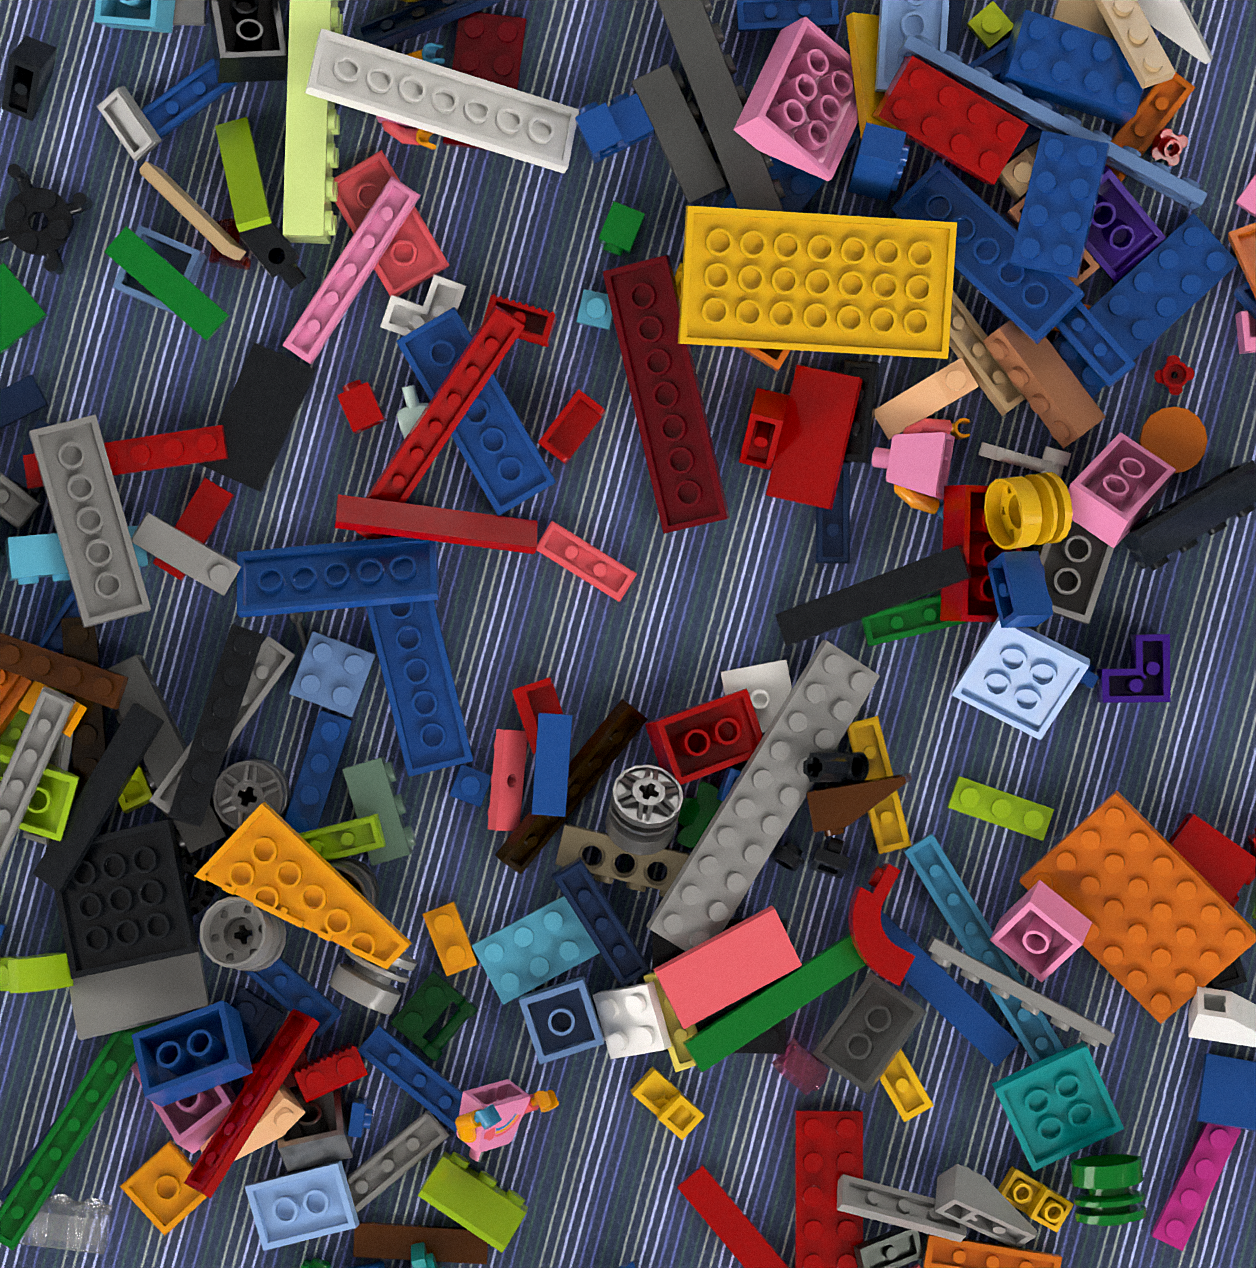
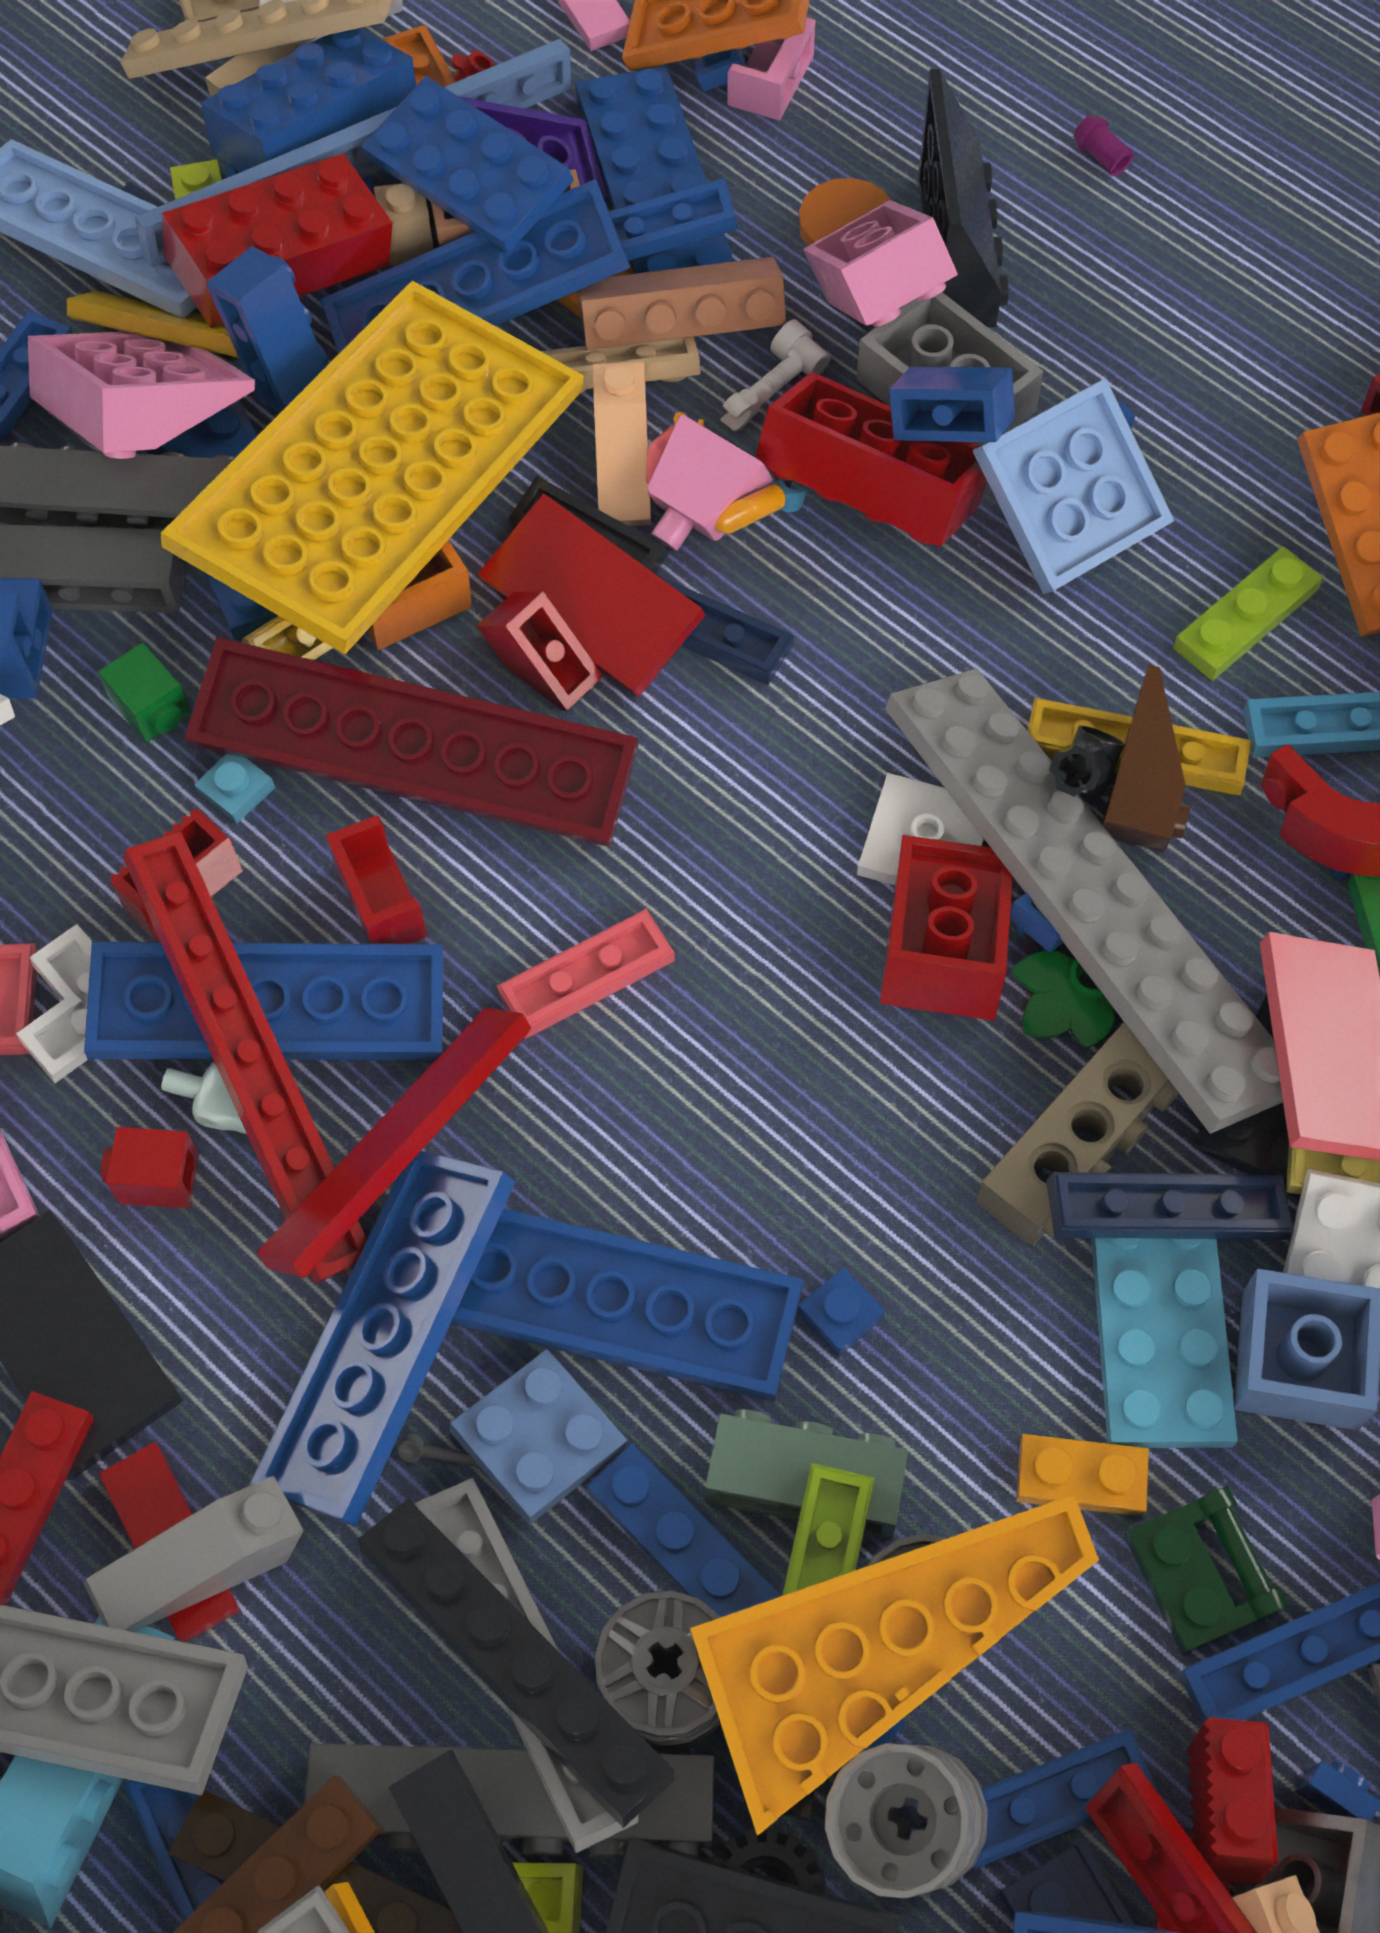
camera: 60 degrees left, 25 degrees down
(371, 983) = (1095, 1629): light grey wheel -> none
(507, 780) = (861, 1246): coral tile -> none
(536, 699) = (784, 1148): red panel -> none
(552, 764) = (875, 1147): blue tile -> none
(584, 772) = (926, 1159): dark brown plate -> none
(644, 809) = (1018, 1046): flat silver wheel -> none
(788, 856) = (1191, 903): black plate -> none
(830, 860) = (1223, 847): black tile -> none
(874, 595) = (858, 602): black tile -> none
(905, 621) = (915, 605): green tile -> none
(1028, 510) = (842, 371): yellow wheel -> none
(1145, 679) = (1144, 356): dark purple brick -> none
(1183, 372) = (764, 183): red plate -> none

